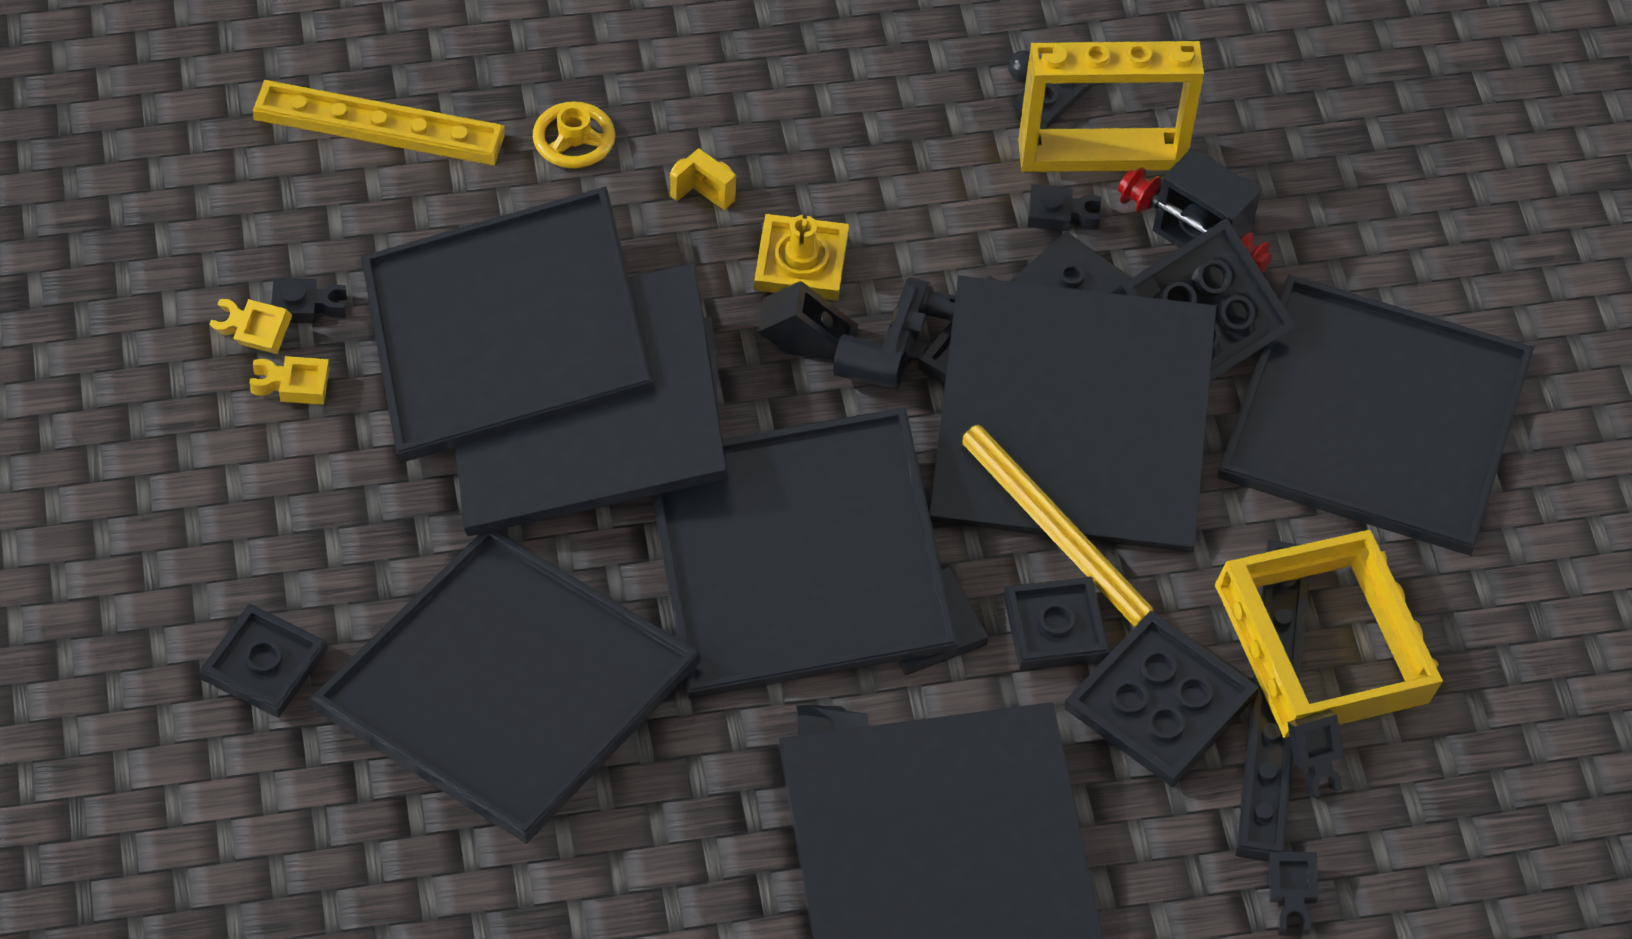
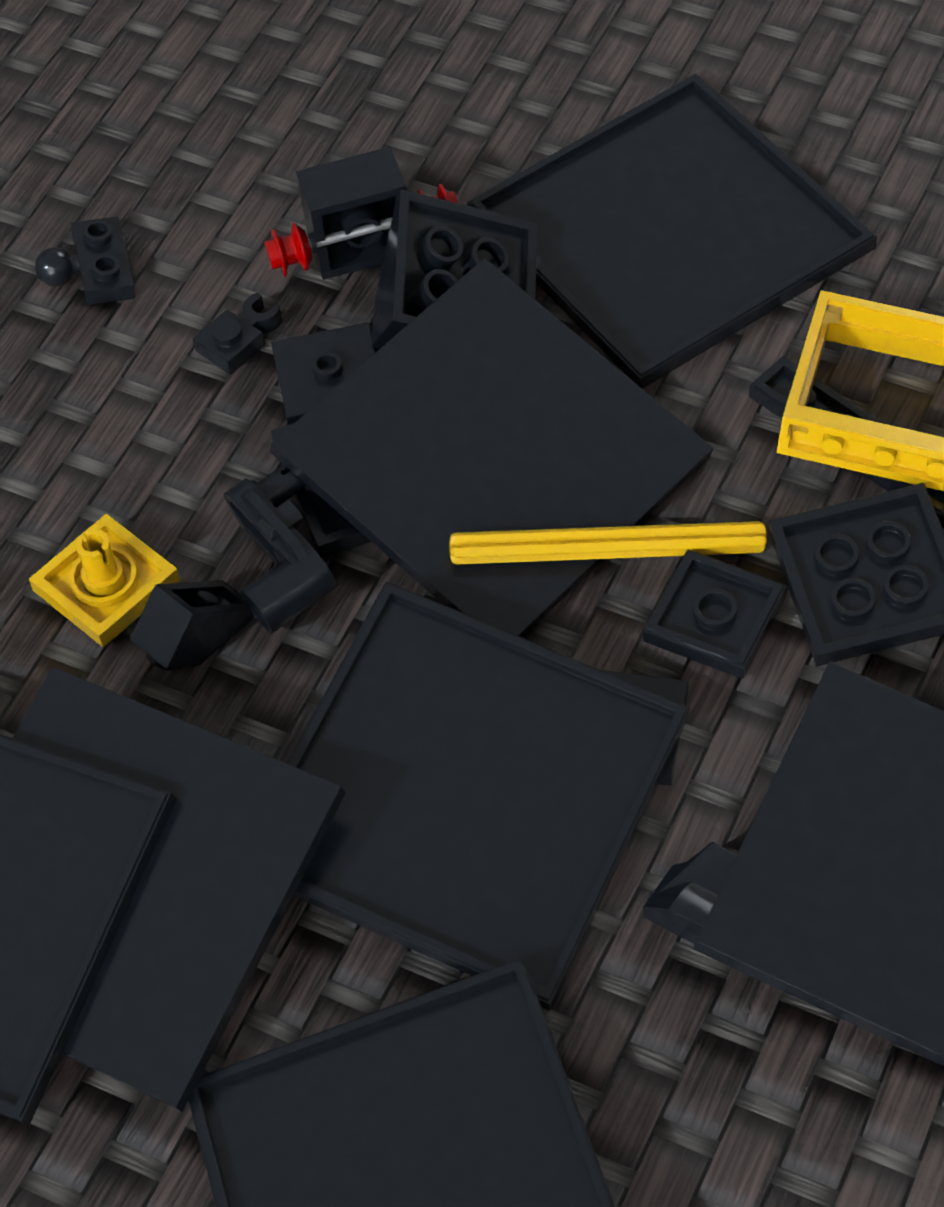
camera: 45 degrees left, 0 degrees up
(1108, 147) = (164, 299): yellow window -> none

